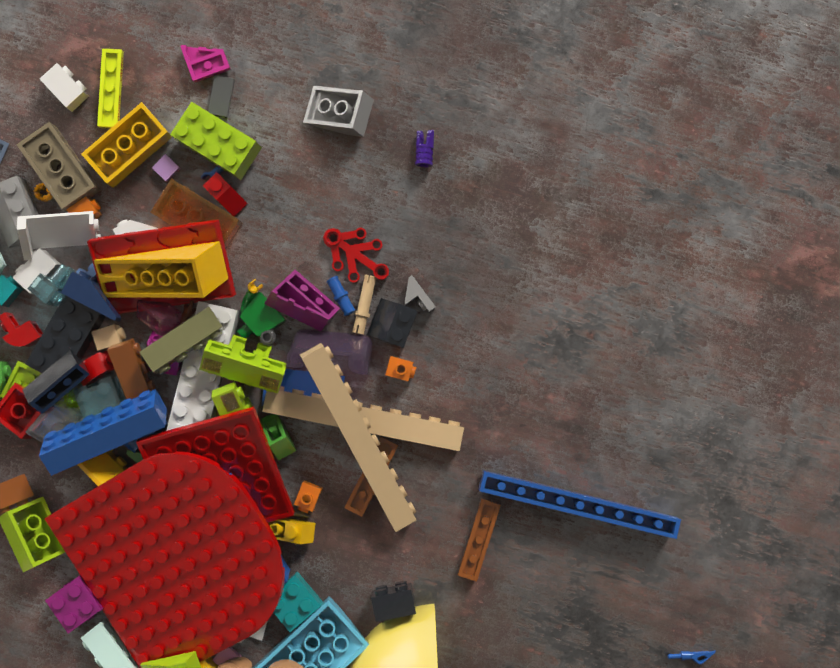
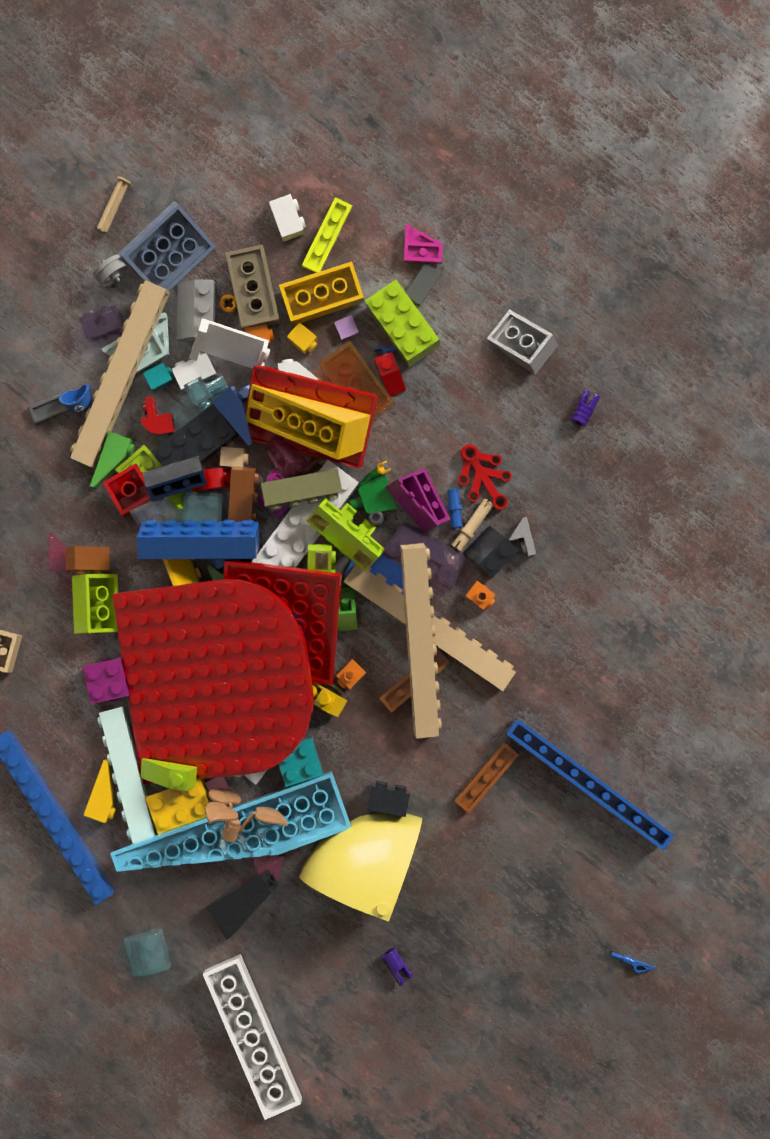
camera: 25 degrees right, 0 degrees up
(127, 195) = (302, 338): none -> yellow brick

